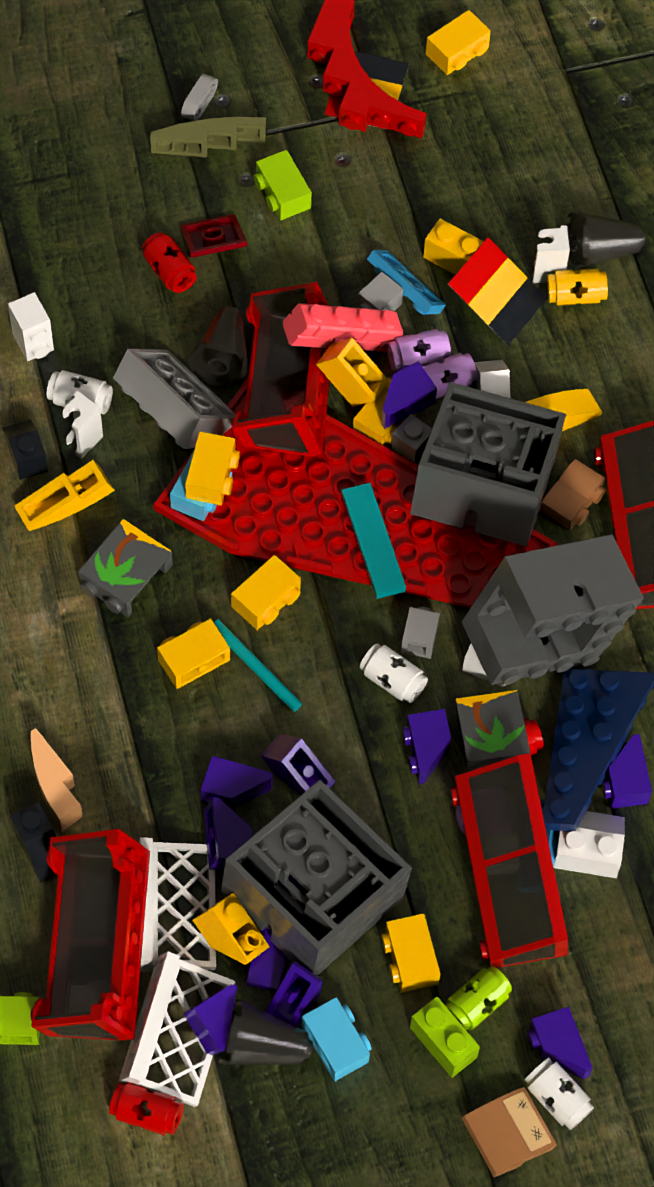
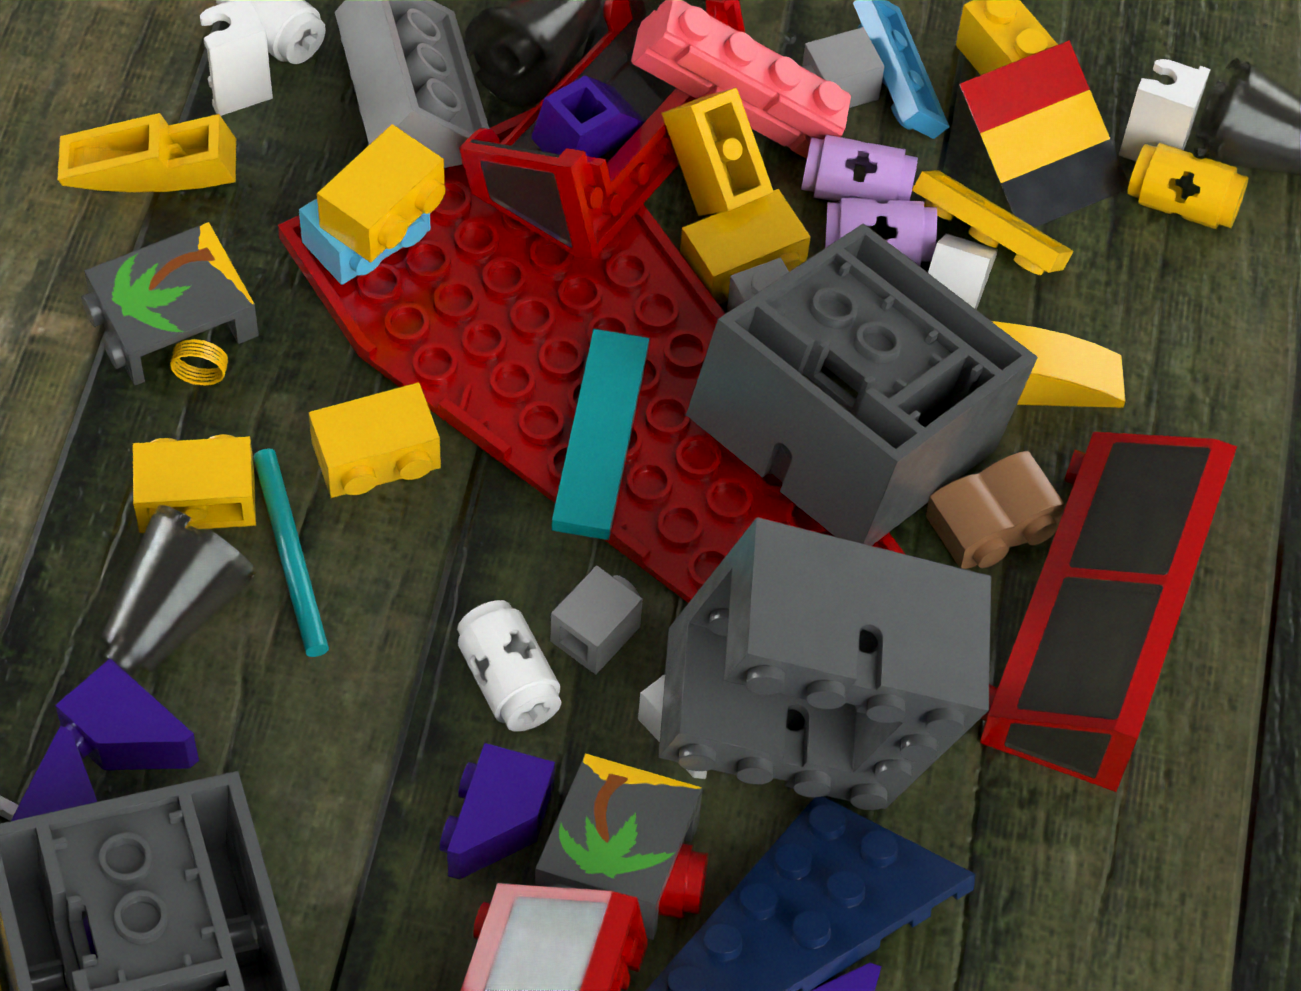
camera: 25 degrees right, 5 degrees down
(25, 449) = (132, 64): black slope -> none
(149, 599) = (219, 371): none -> yellow axle
(218, 710) = (171, 590): none -> clear smoke cone
(281, 386) = (585, 118): none -> dark purple slope
(295, 763) = (251, 742): slope -> none
(408, 394) = (785, 221): dark purple slope -> none
(494, 348) = (992, 223): none -> yellow plate

